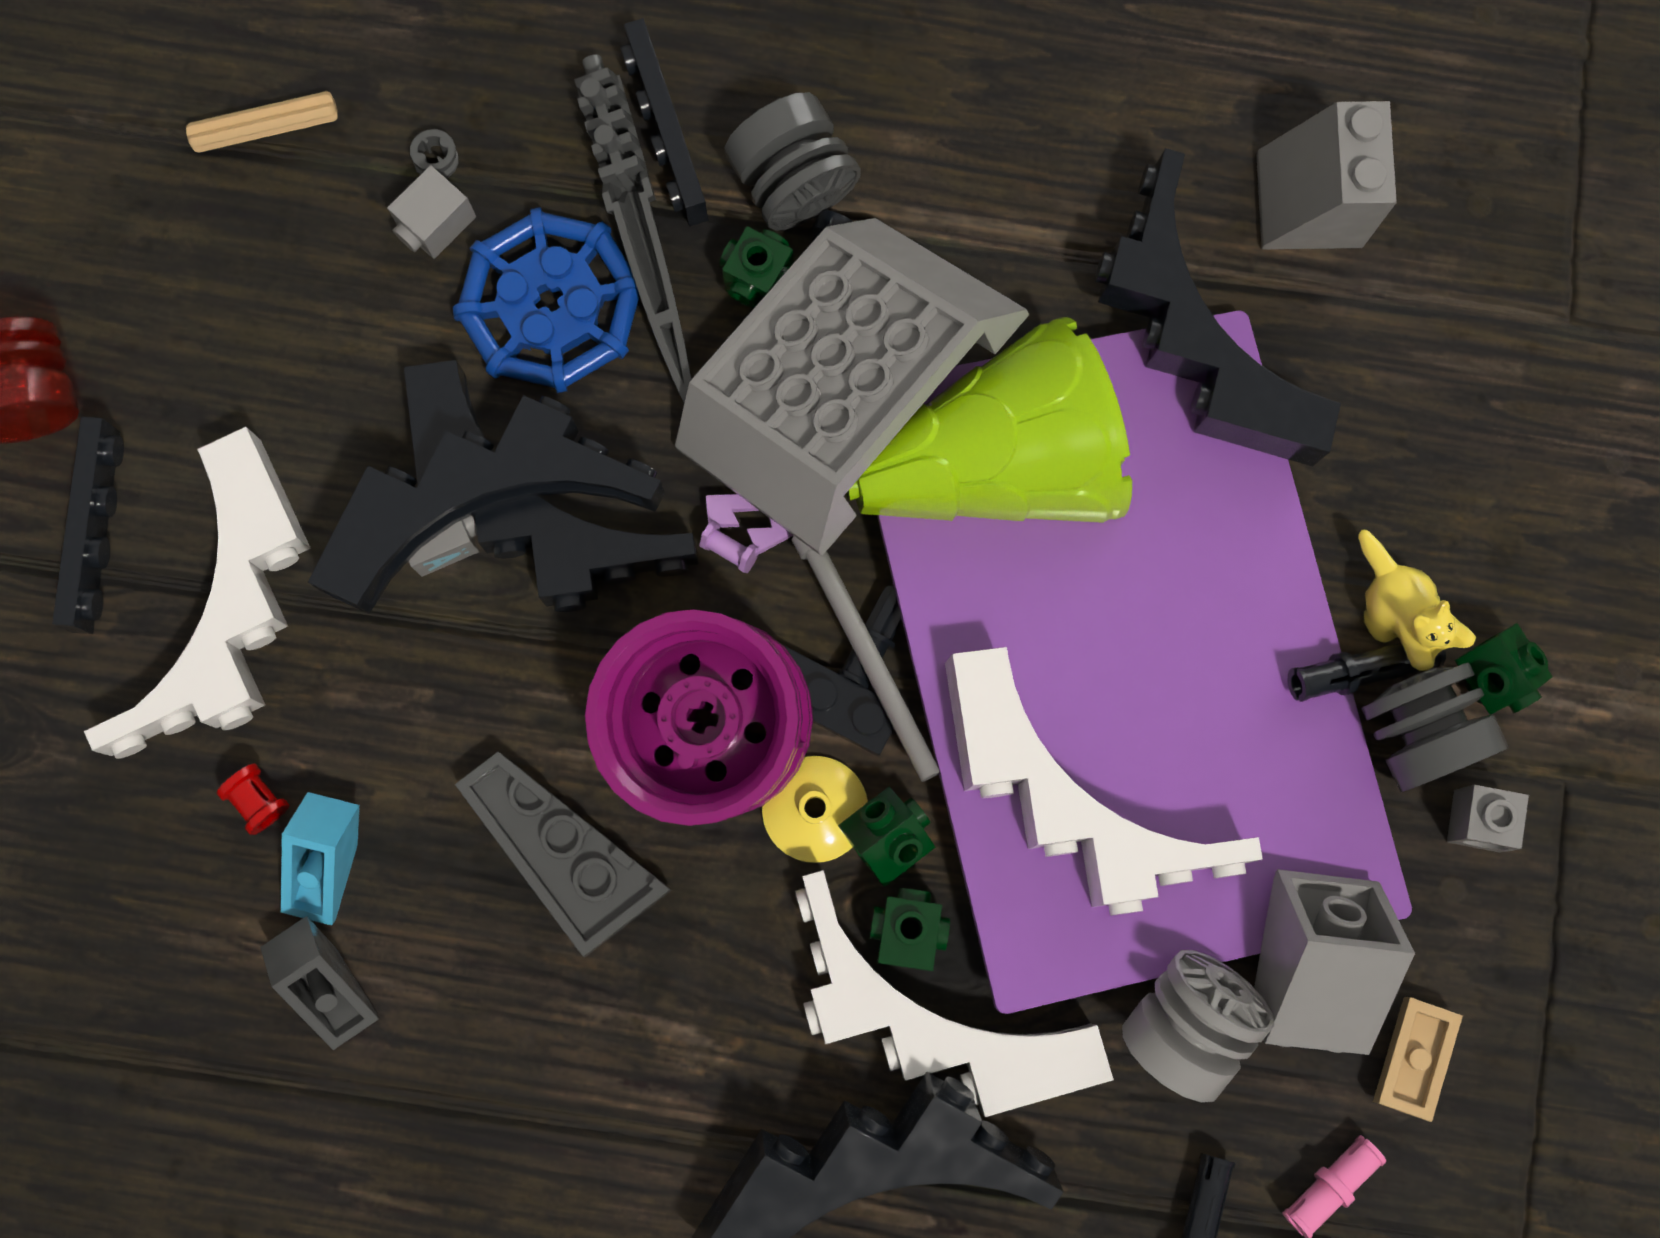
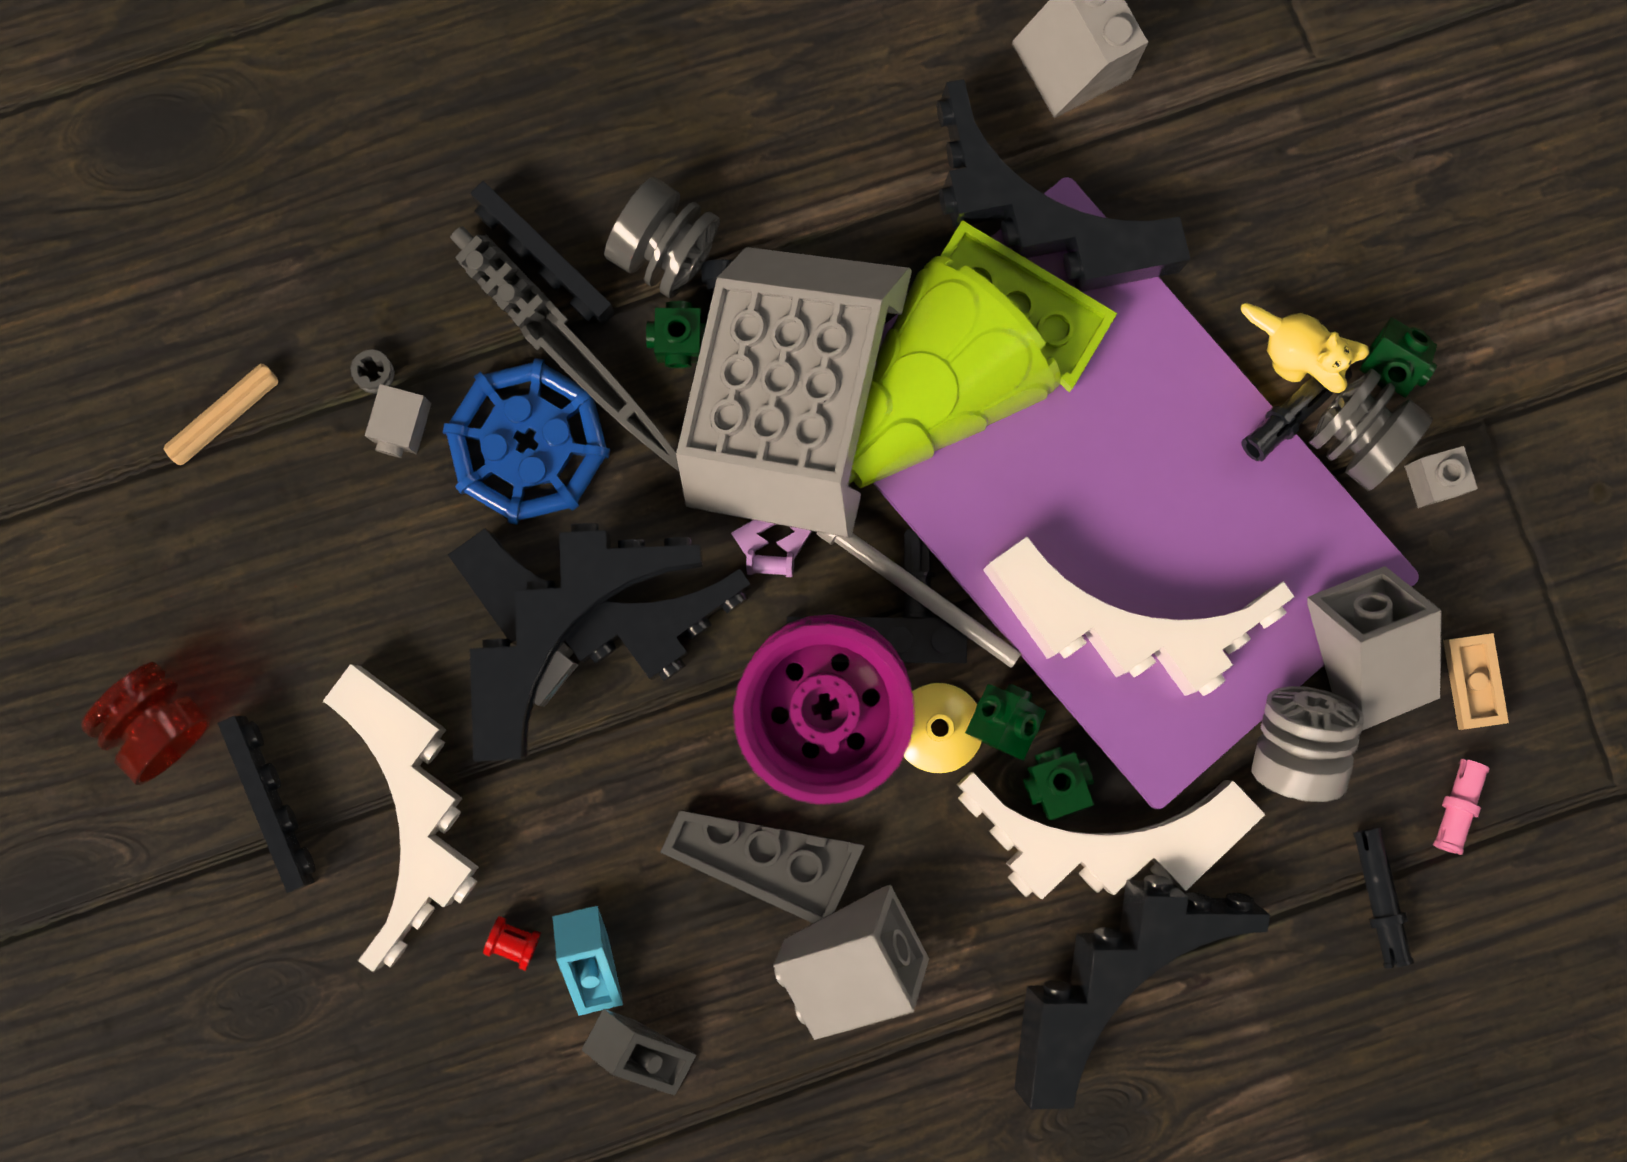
camera: 30 degrees left, 5 degrees up
(589, 1009) = (854, 966): none -> light grey slope
(1164, 444) = (1060, 313): none -> lime wing

